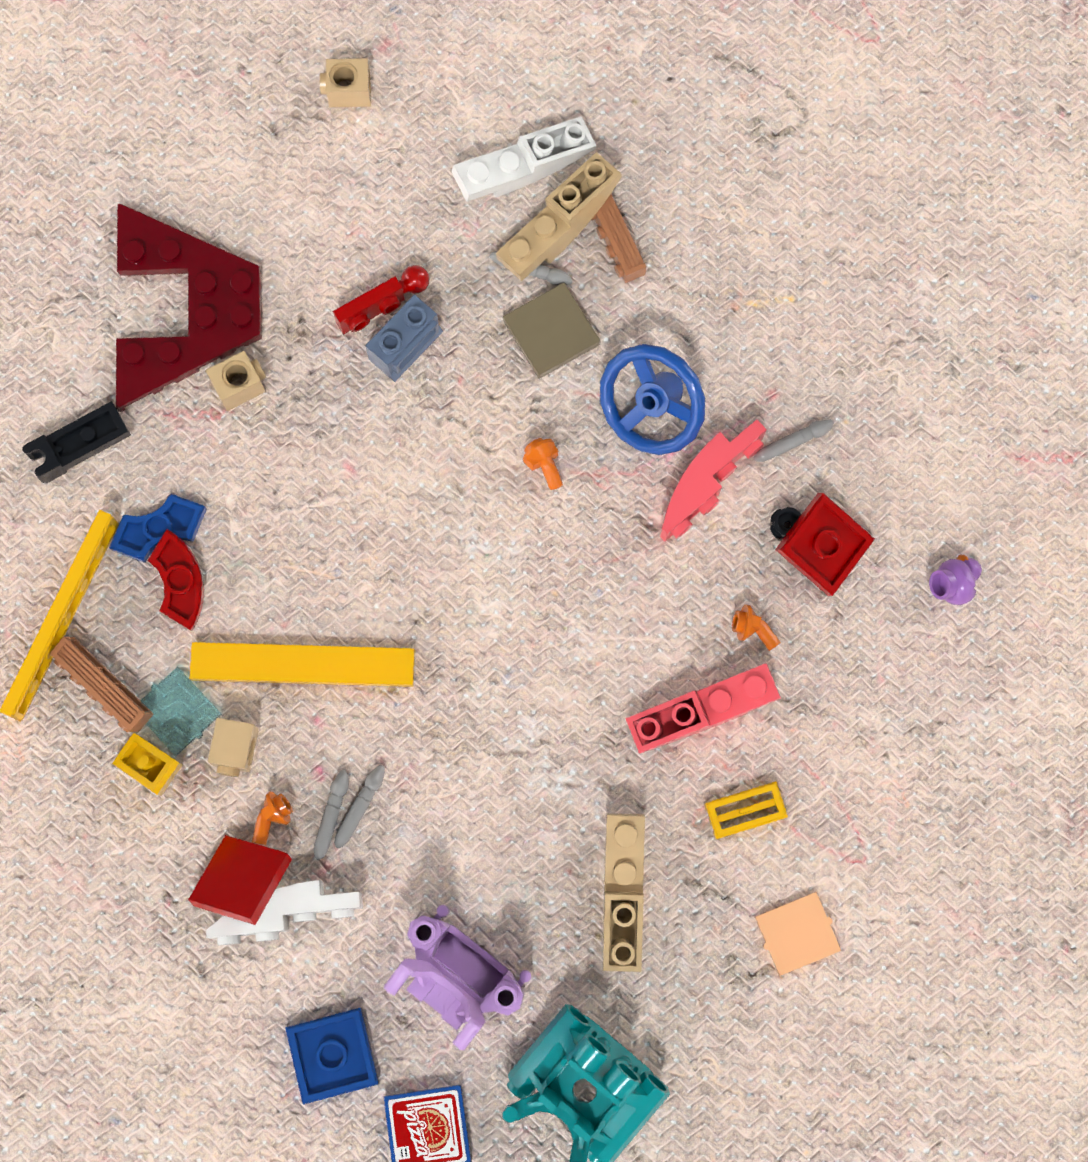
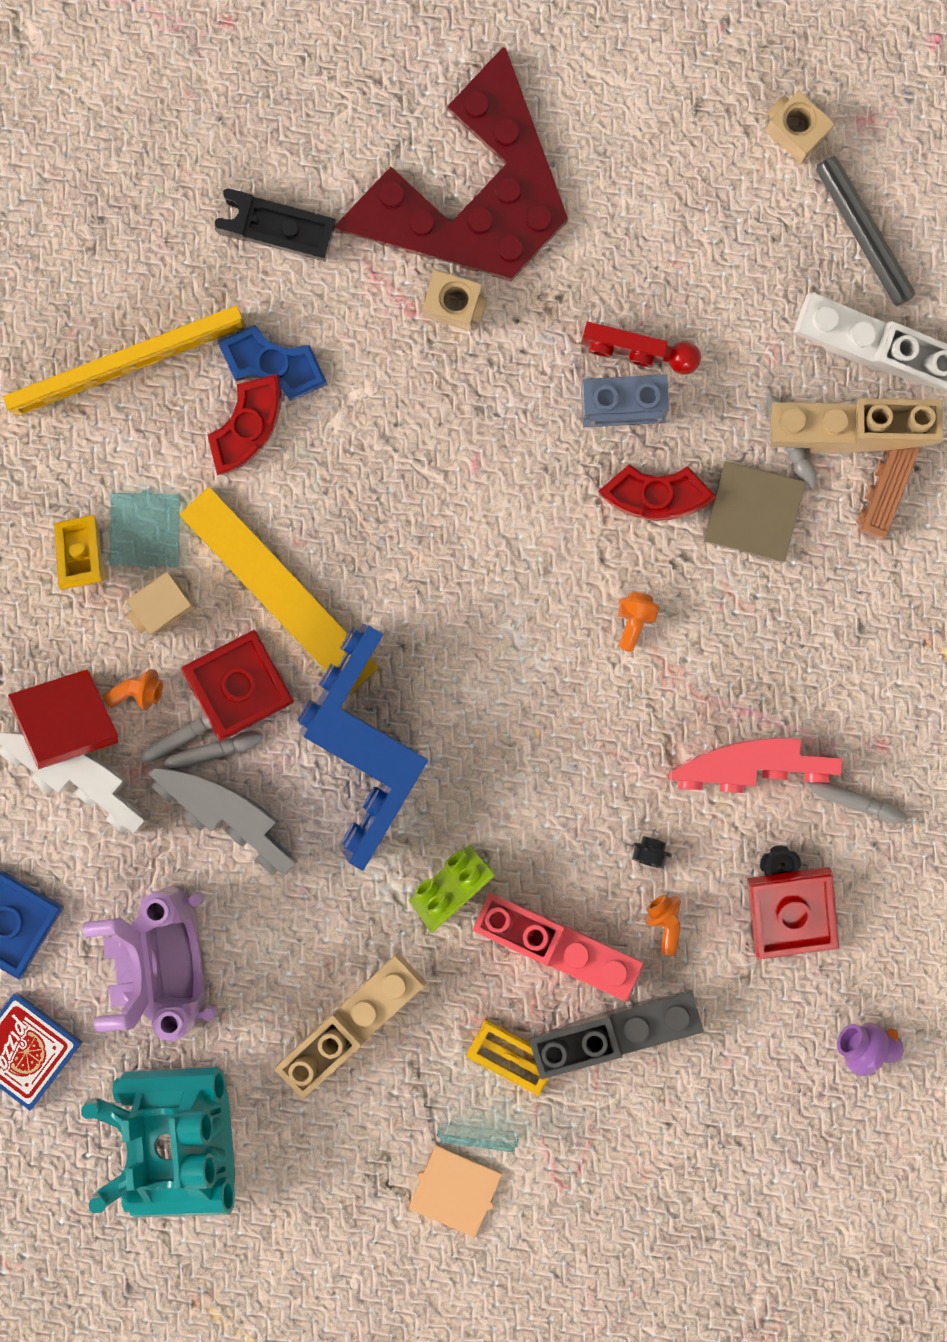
camera: 45 degrees right, 10 degrees up
(101, 684) = (105, 450): nougat piece -> none
(333, 749) = (237, 685): none -> red tile
(392, 838) = (212, 803): none -> light grey slope
(449, 106) = (865, 231): none -> dark grey axle
(452, 702) = (361, 746): none -> blue bracket
(482, 377) = (657, 497): none -> red tile
(599, 738) = (451, 888): none -> lime hinge
(654, 397) = (776, 658): blue piece -> none
(700, 595) = (651, 852): none -> black plate
(775, 880) = (477, 1137): none -> clear light blue piece
(795, 726) = (616, 1033): none -> dark grey slope

